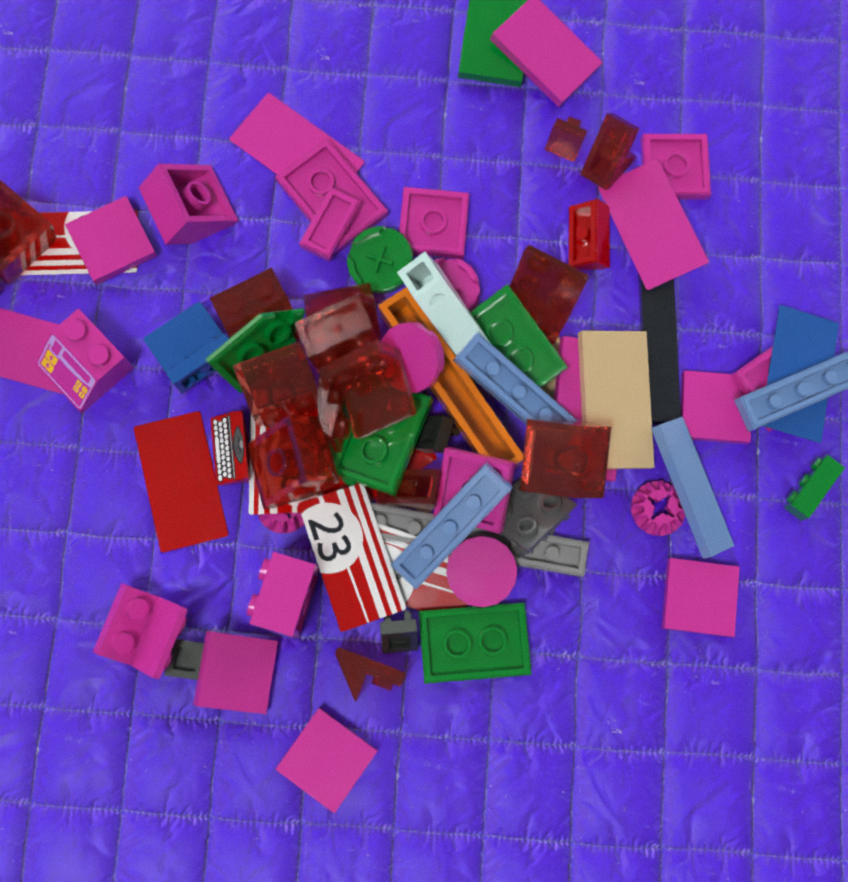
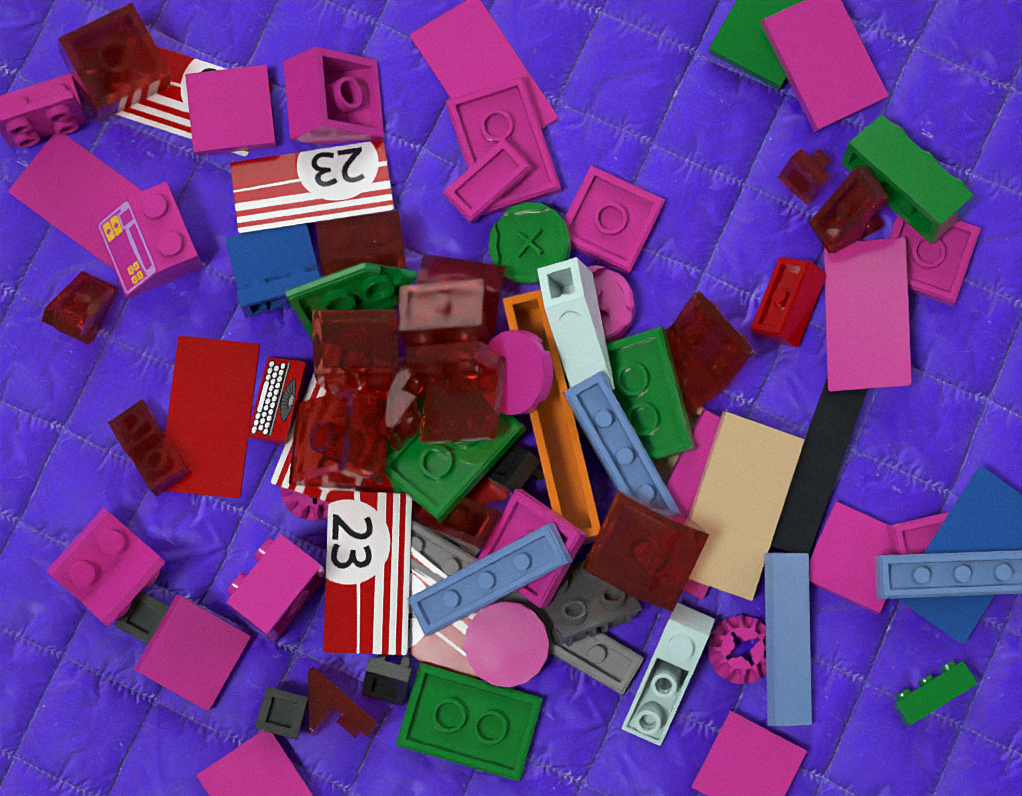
camera: 30 degrees right, 0 degrees up
(46, 432) = (81, 307): none -> clear red slope
(141, 522) = (149, 447): none -> clear red slope
(194, 276) = (311, 186): none -> sticker
(326, 693) = (282, 713): none -> pearl dark grey tile
(613, 547) = (668, 674): none -> light aqua slope
(661, 118) = (911, 177): none -> green brick

